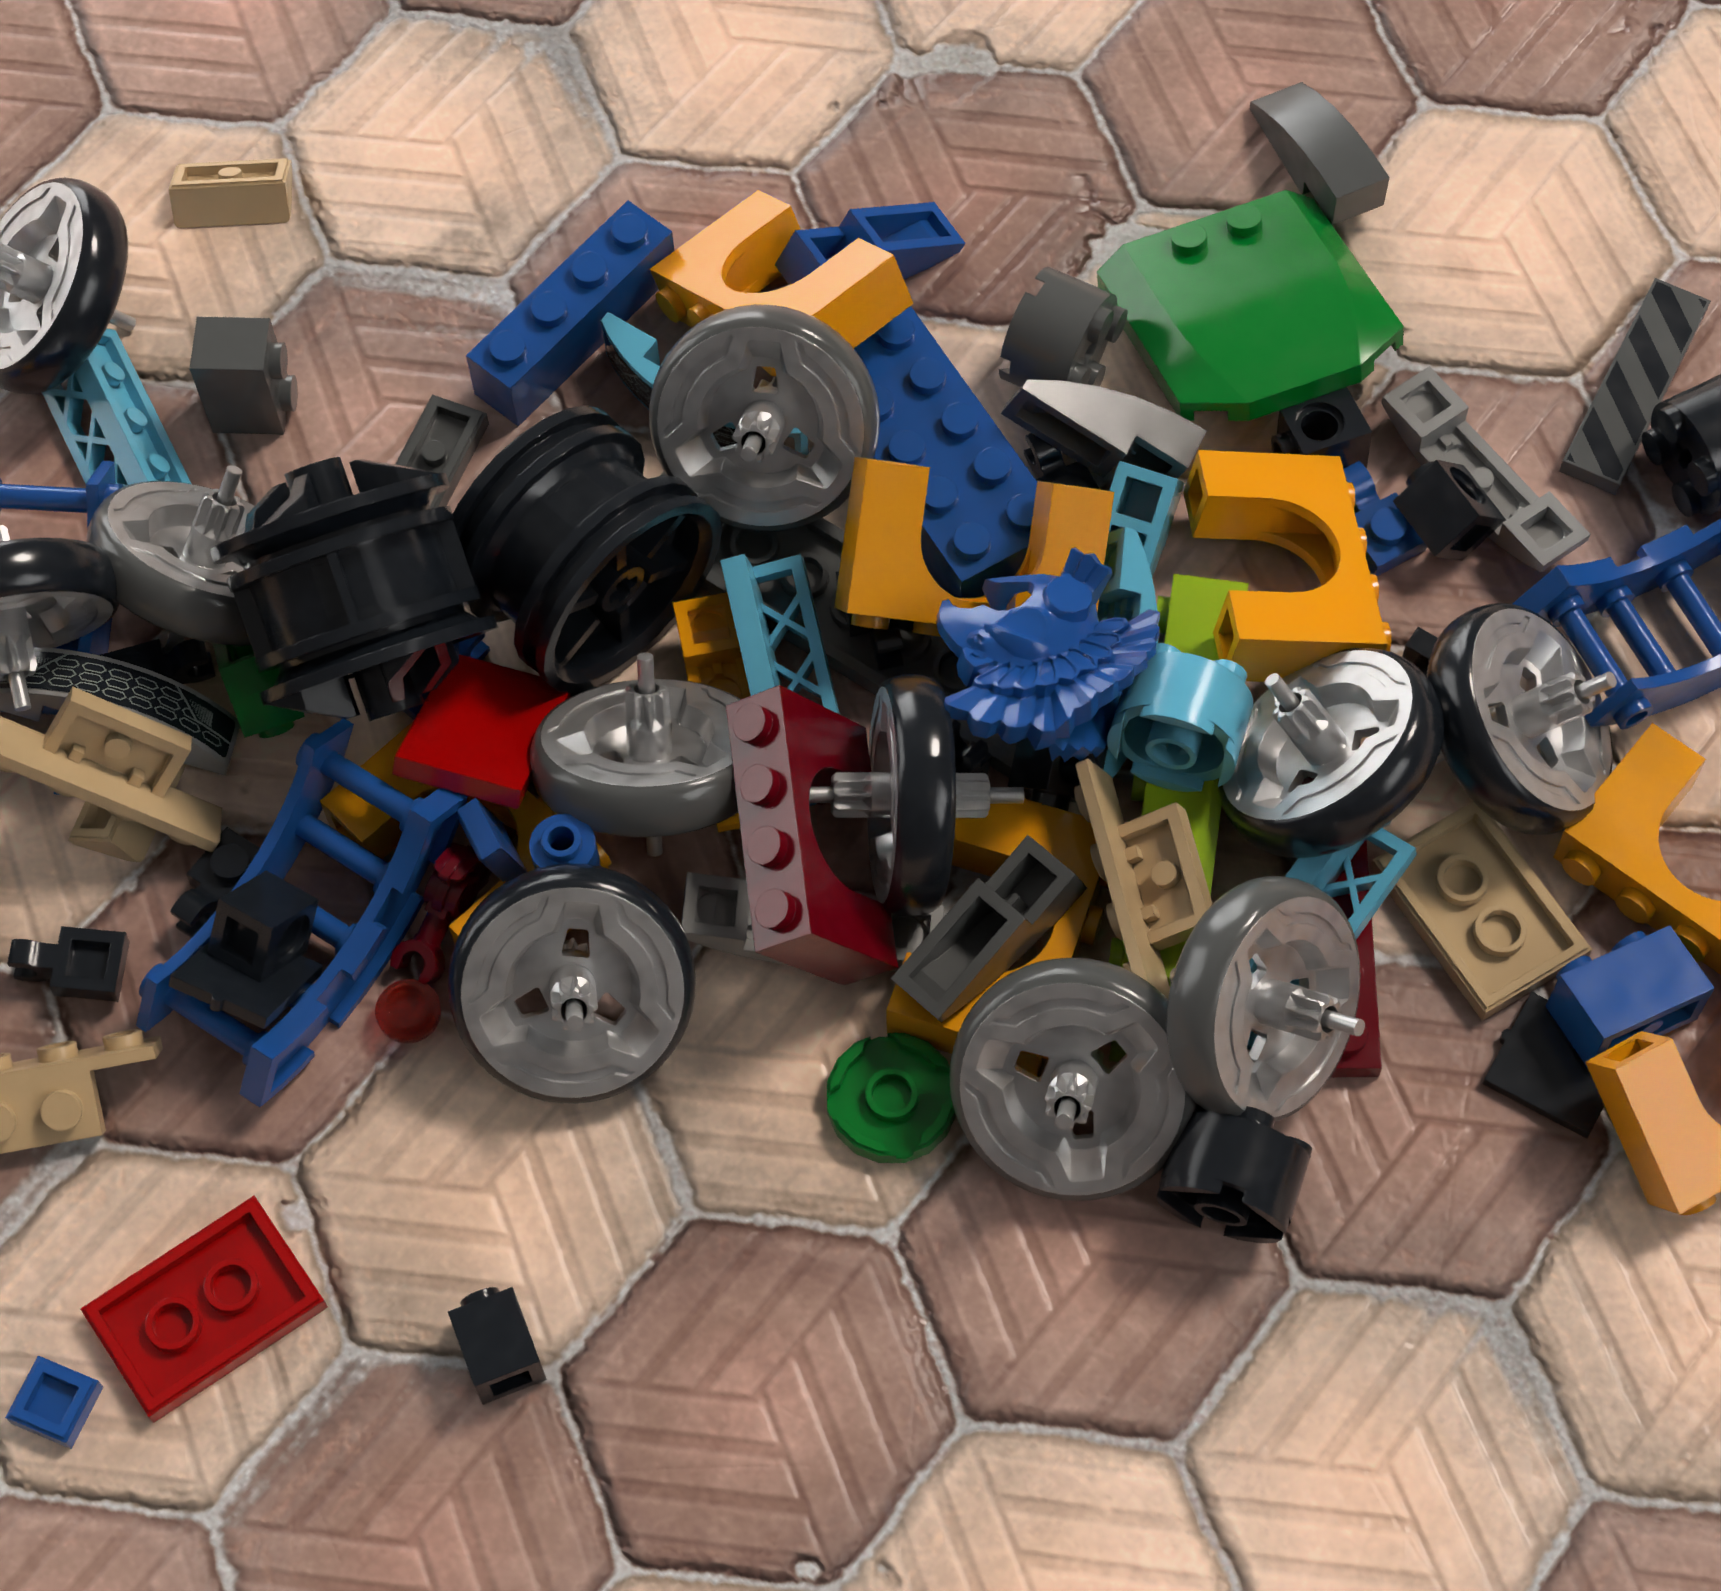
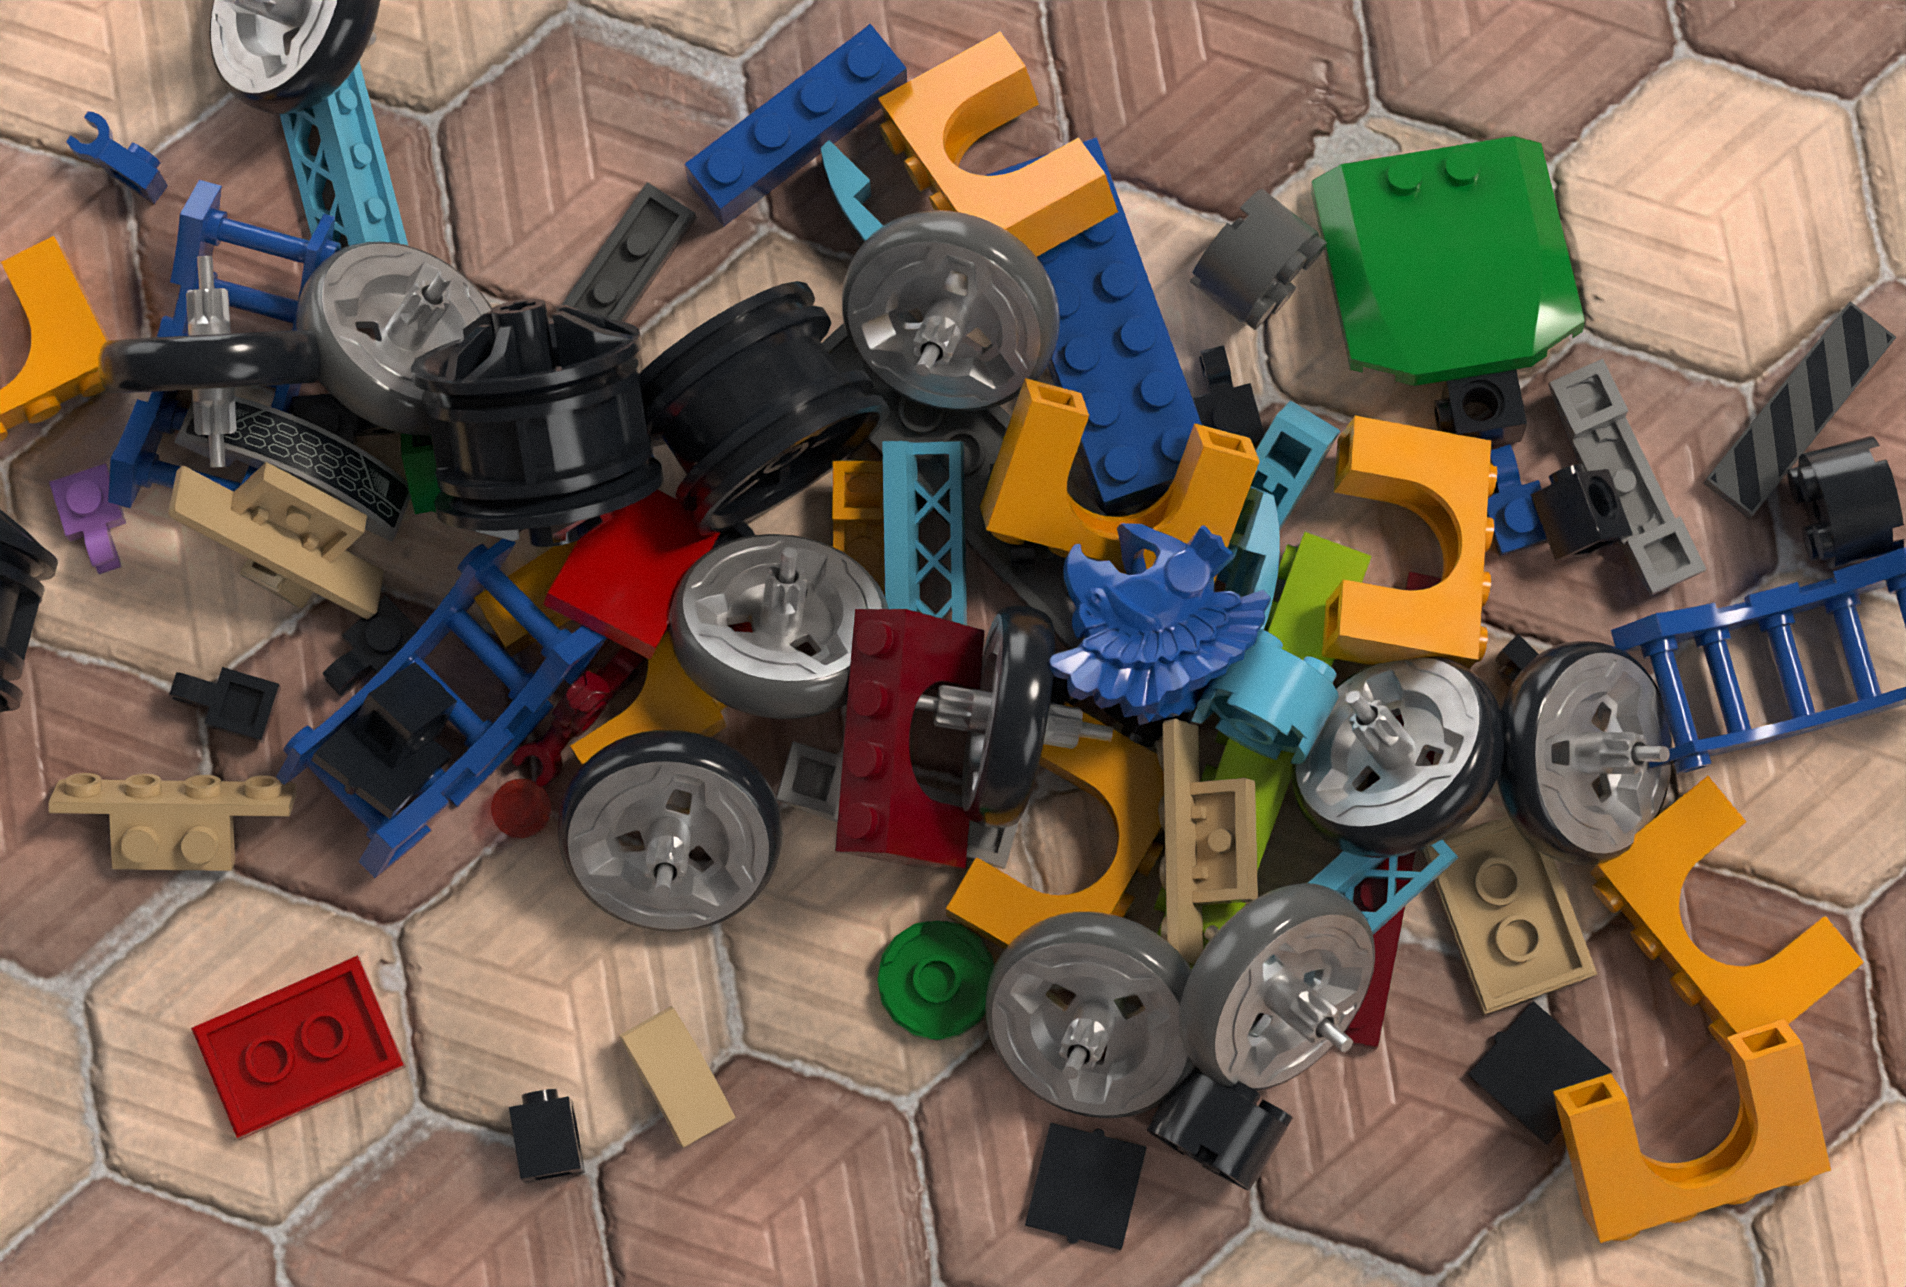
camera: 10 degrees right, 15 degrees up
(54, 1402) = (157, 1105): blue tile -> none
(242, 375) = (469, 137): dark grey brick -> none
(490, 840) = (621, 679): blue tile -> none
(563, 841) = (681, 691): blue brick -> none
(630, 1248) = (677, 1076): none -> tan slope
(911, 232) = (1105, 107): blue slope -> none
(989, 929) = (1052, 857): dark grey slope -> none
(1102, 1281) = (1085, 1186): none -> black piece
(1105, 426) = (1280, 368): slope -> none
(1322, 152) = (1561, 91): dark grey slope -> none
(1636, 987) = (1614, 1028): blue brick -> none

